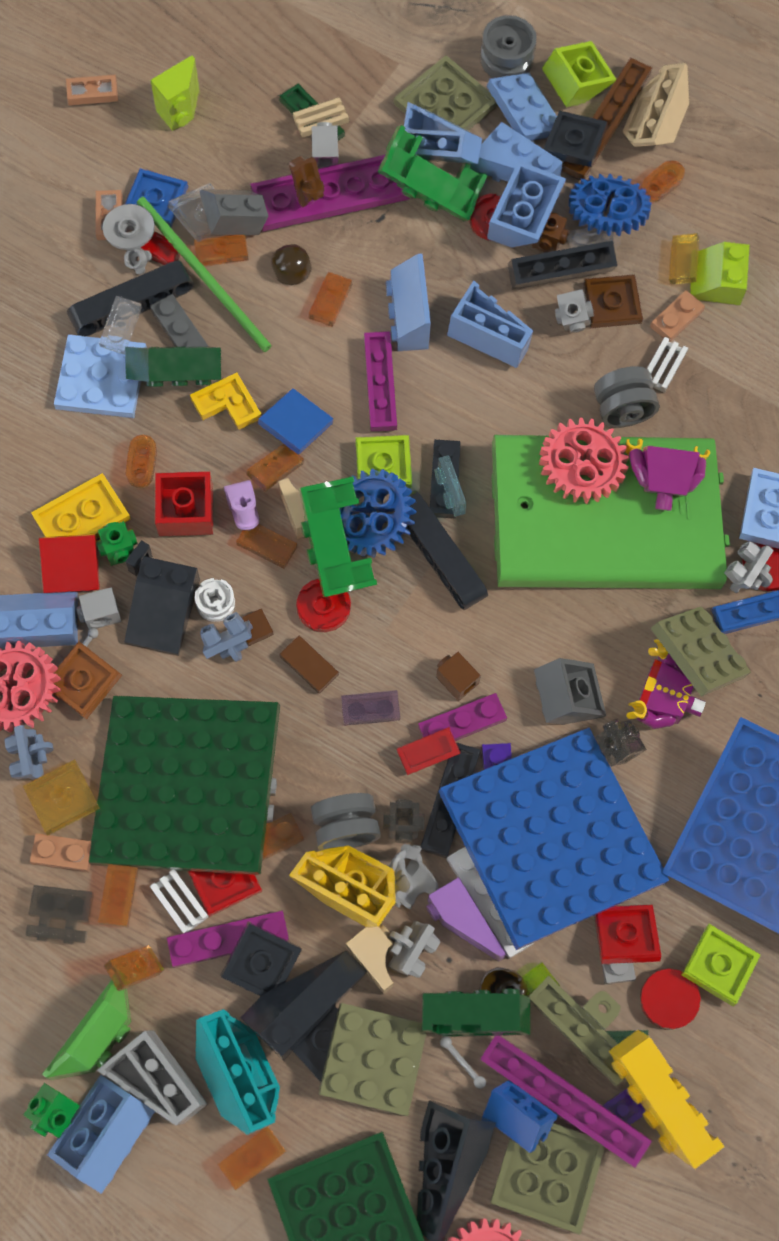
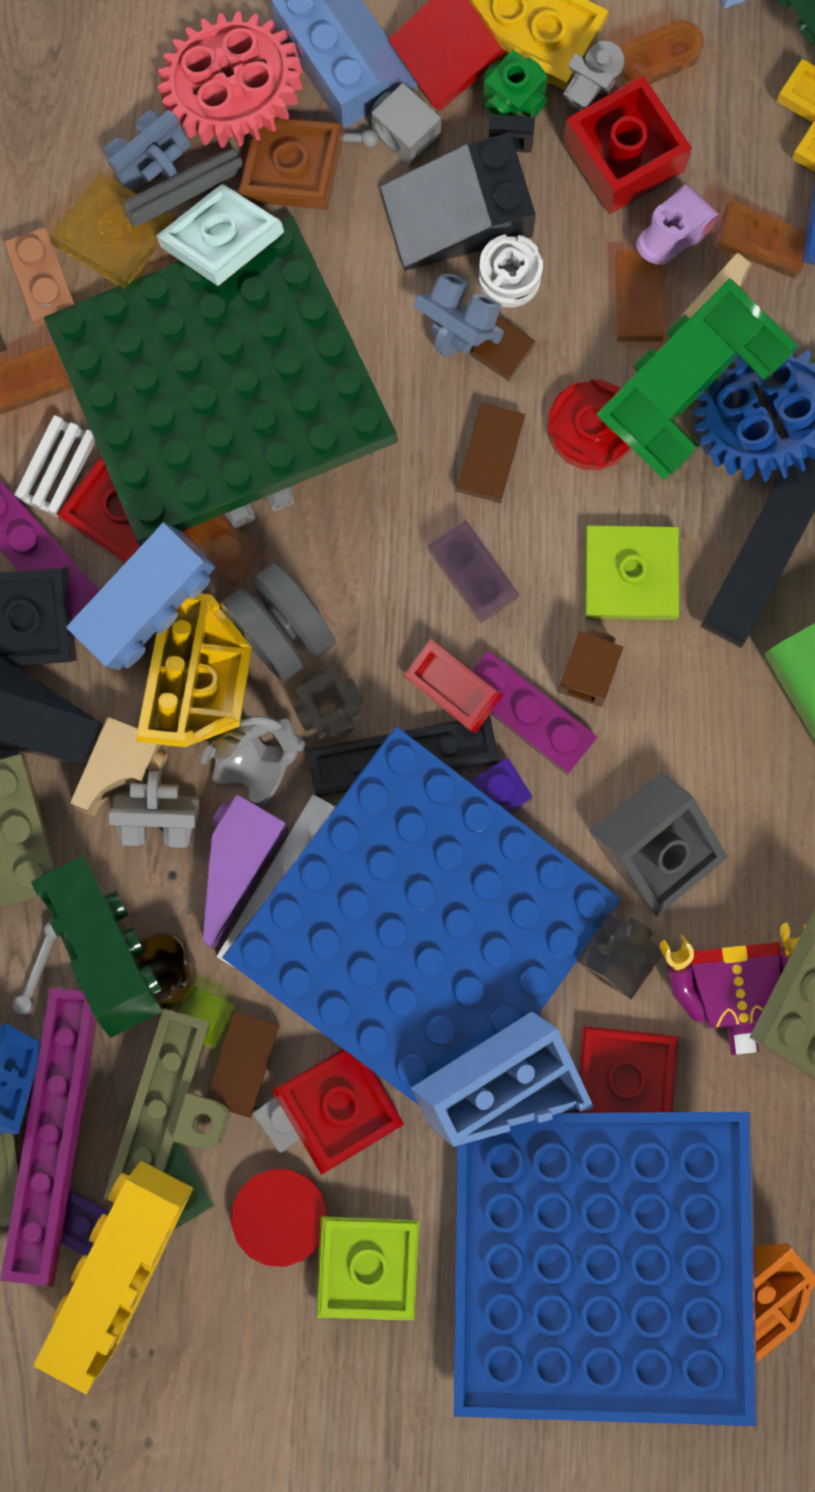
camera: 65 degrees right, 10 degrees up
(61, 745) = (182, 187): none -> dark grey axle
(102, 738) = (220, 234): none -> light aqua tile
(137, 498) = (594, 77): none -> light grey hips
(295, 884) = (142, 597): none -> medium blue slope
(416, 628) = (632, 572): none -> lime plate
(575, 974) = (243, 1063): none -> reddish brown tile
(660, 836) = (503, 1083): none -> medium blue wedge
(681, 776) = (628, 1070): none -> red tile

